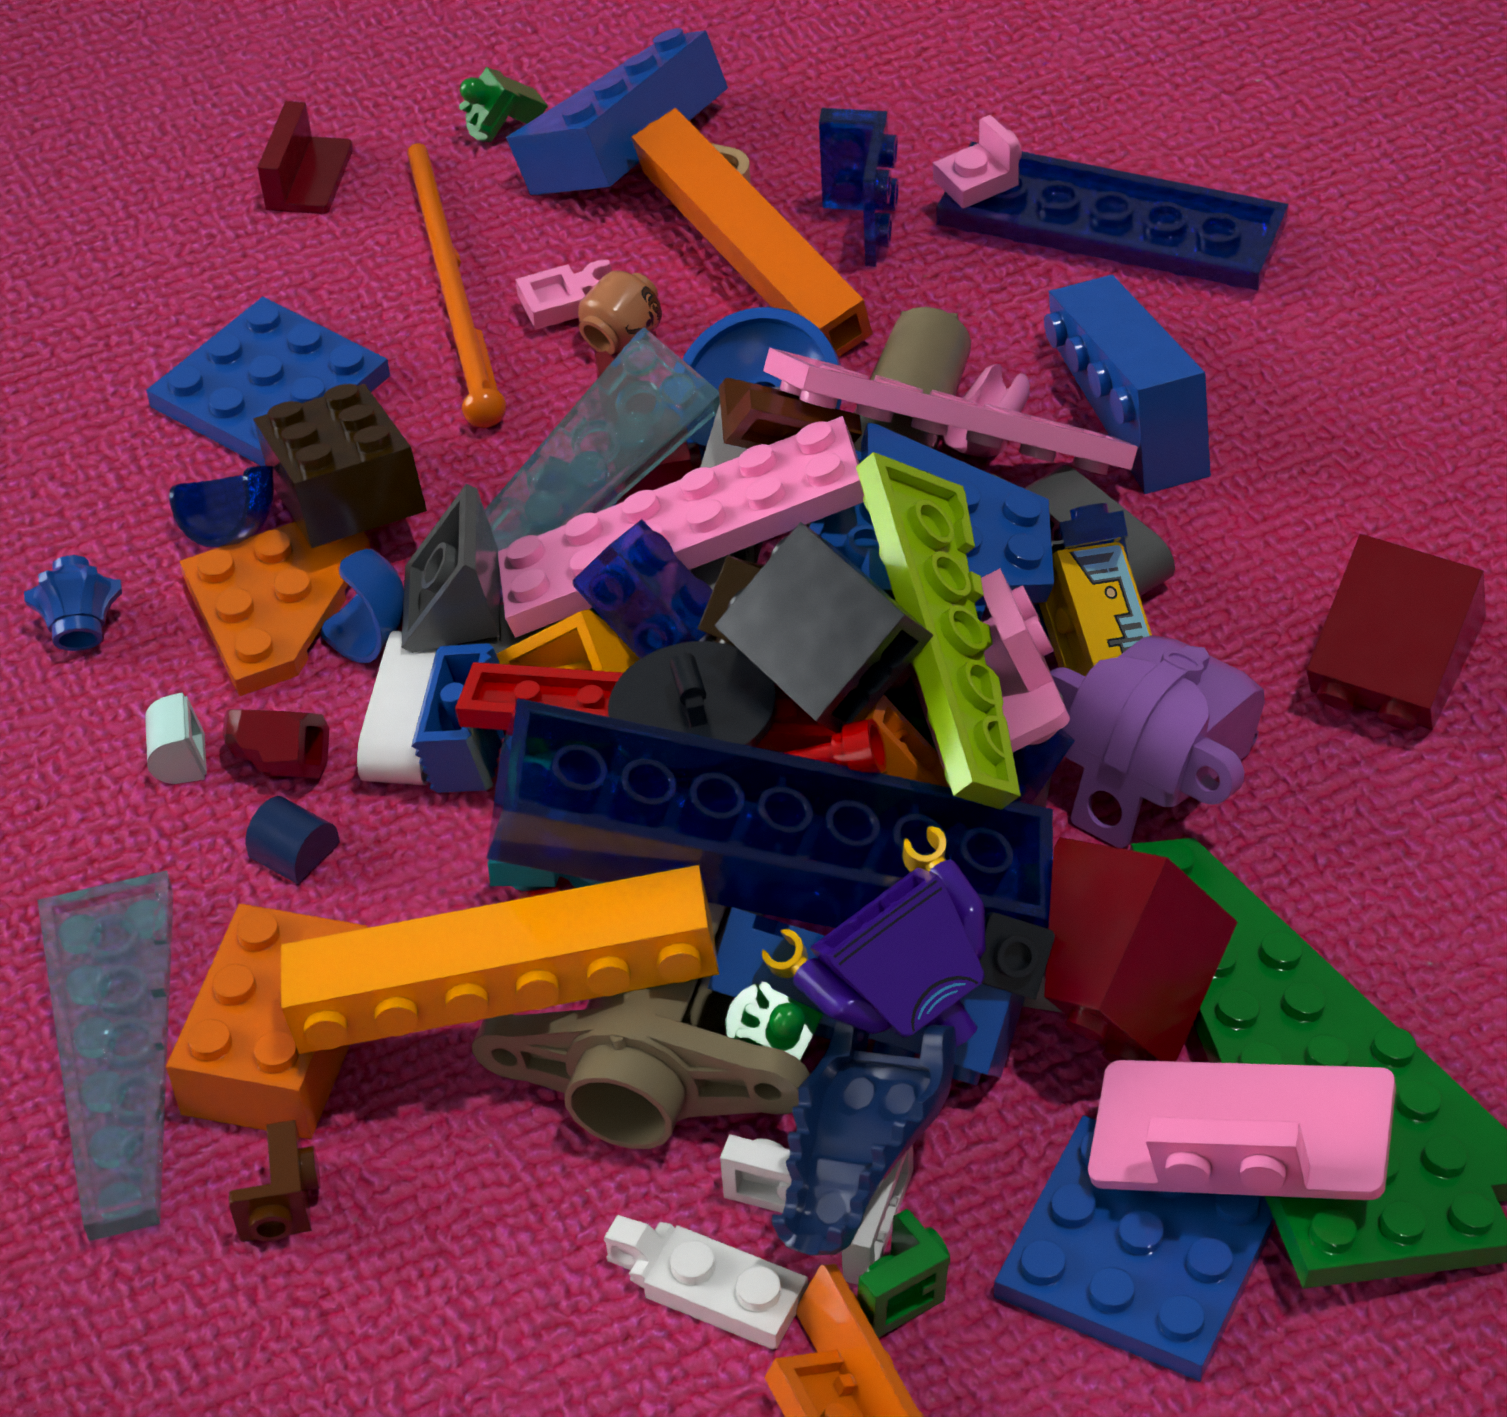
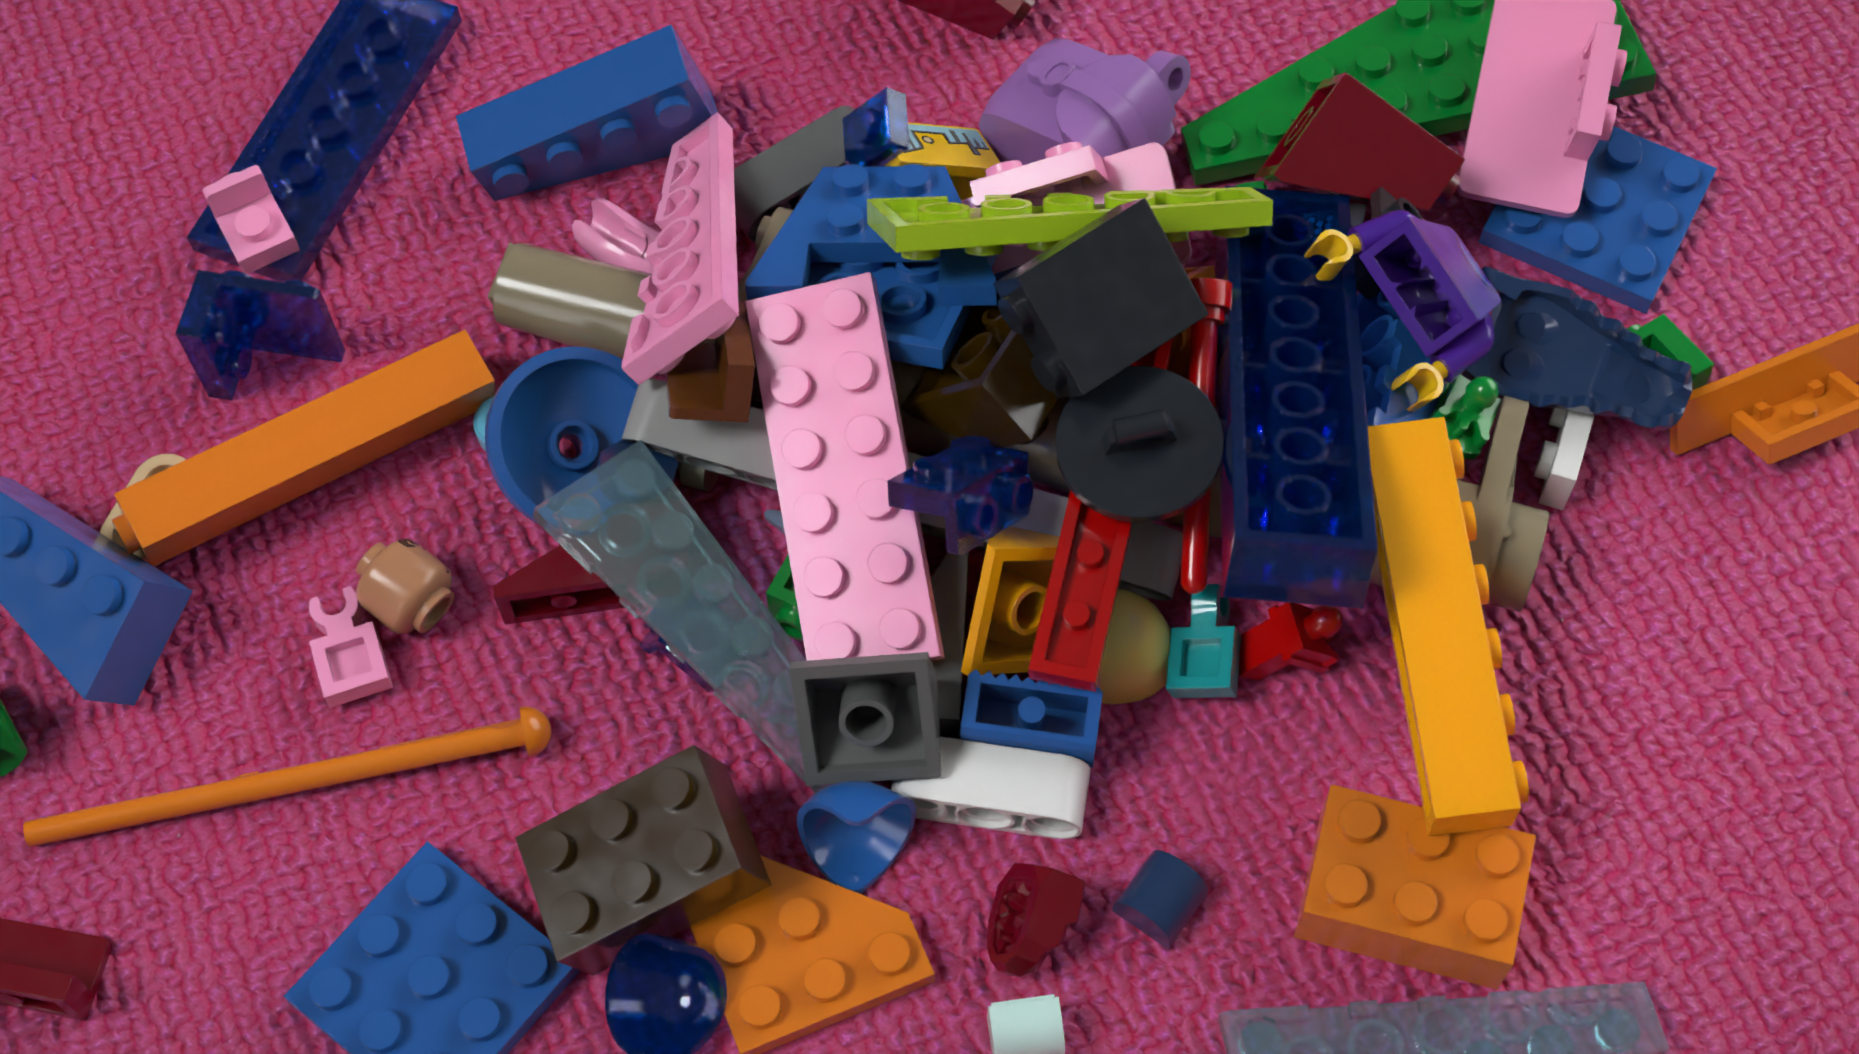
camera: 90 degrees left, 15 degrees up
(283, 1206) = (1595, 860): reddish brown bracket -> none
(708, 1279) = (1660, 514): white hinge -> none

